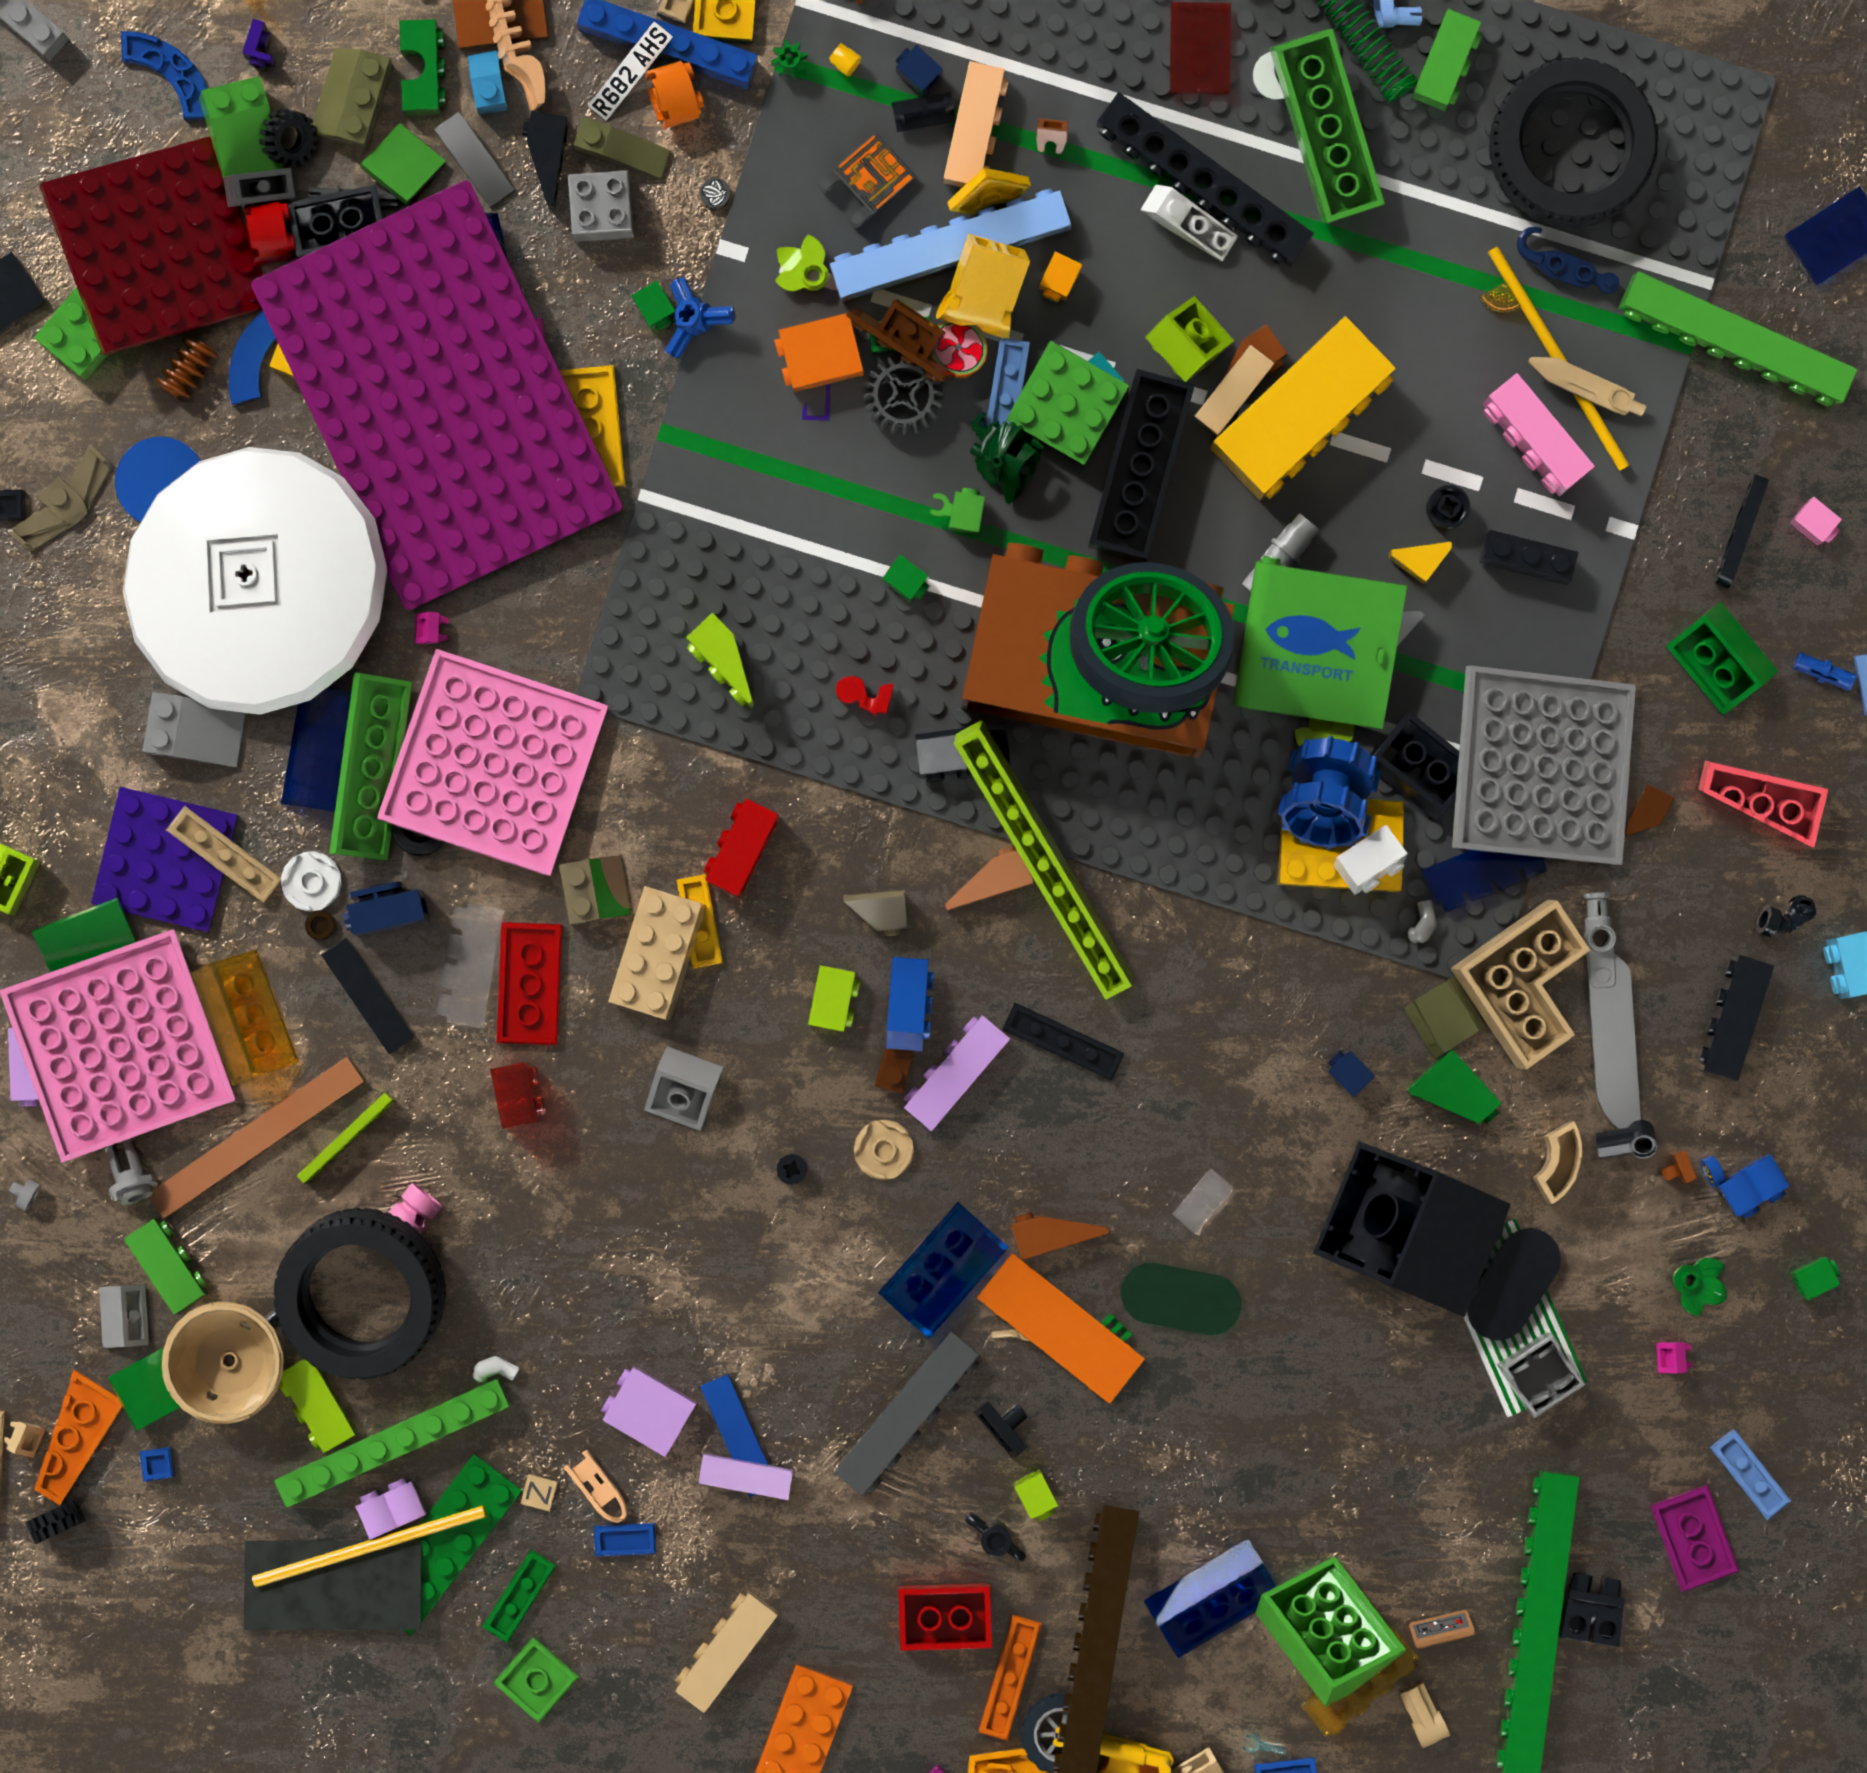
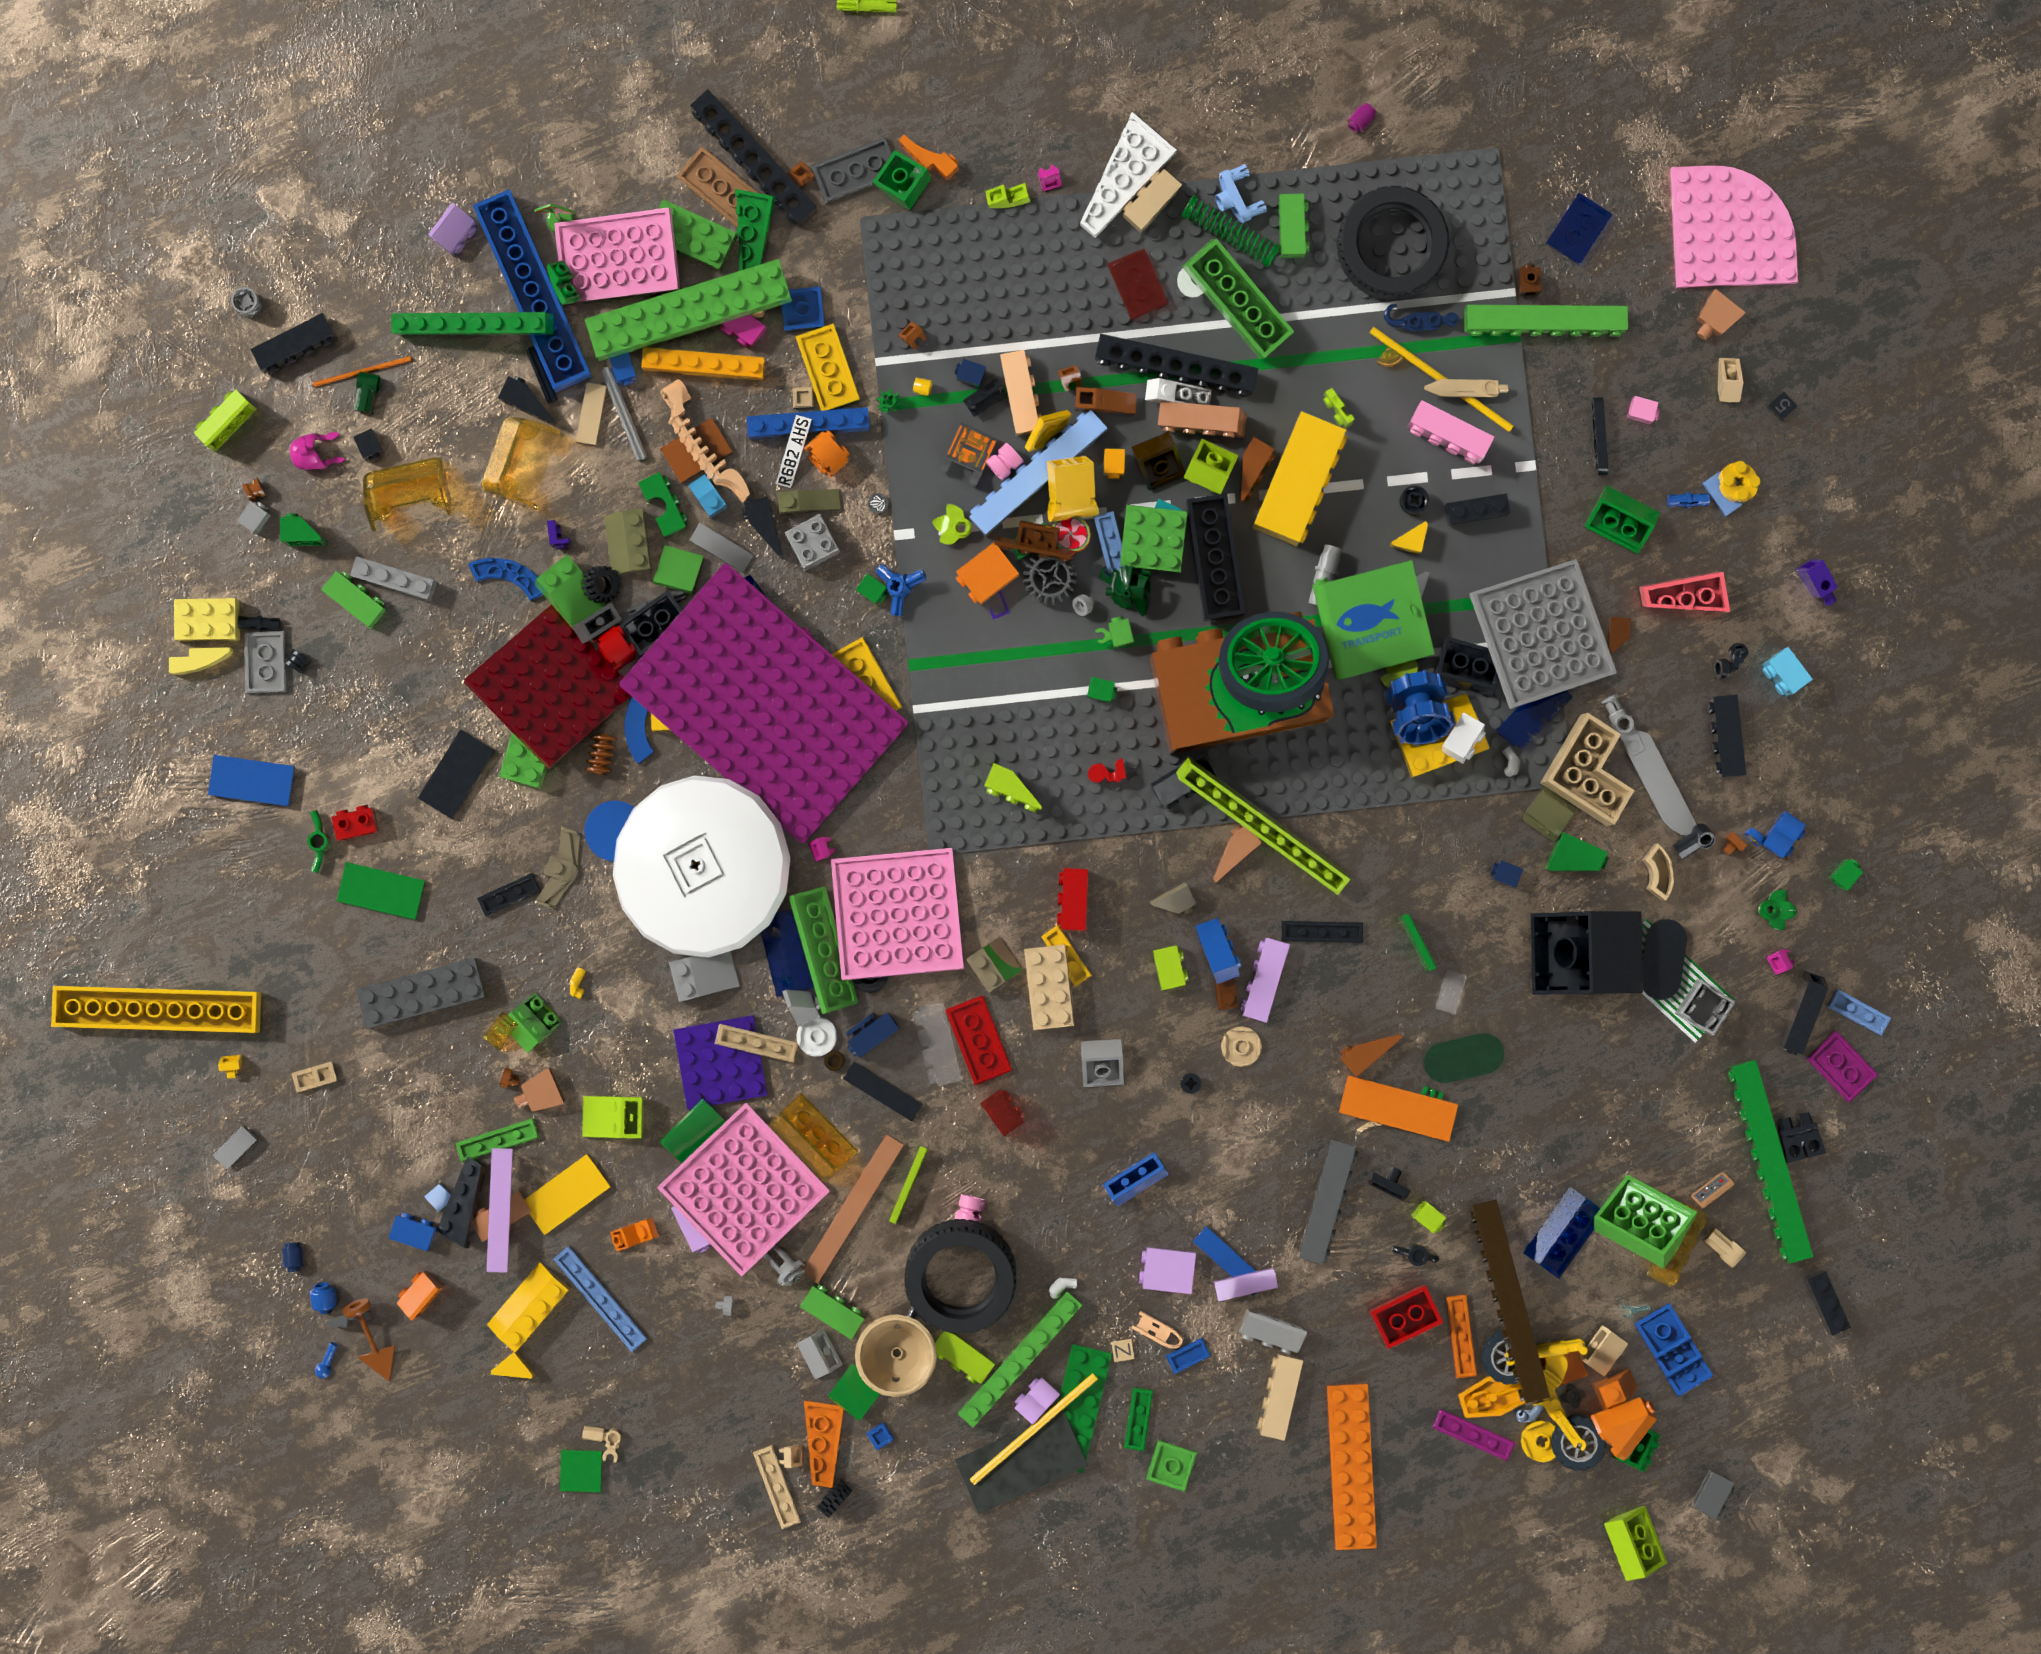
camera: 20 degrees left, 0 degrees up
(14, 664) = (575, 982): none -> yellow arm
(307, 830) = (802, 1006): none -> light grey slope
(659, 1267) = (1136, 1179): none -> blue brick
(753, 1557) = (1272, 1331): none -> light grey slope
(911, 210) = (1007, 459): none -> bright pink wheel
(932, 452) = (1083, 605): none -> light grey tile
(943, 1270) = (1310, 1104): clear blue slope -> none
(1084, 187) = (1105, 401): none -> dark orange slope
(1122, 300) = (1158, 460): none -> dark brown slope
(1186, 1112) = (1417, 942): none -> green tile
(1207, 270) = (1203, 419): none -> nougat wedge
(1234, 390) = (1252, 486): tan tile -> none
(1396, 324) = (1333, 401): none -> lime wing
(1675, 1442) = (1804, 1013): none -> black slope
(1738, 276) = (1529, 280): none -> reddish brown brick

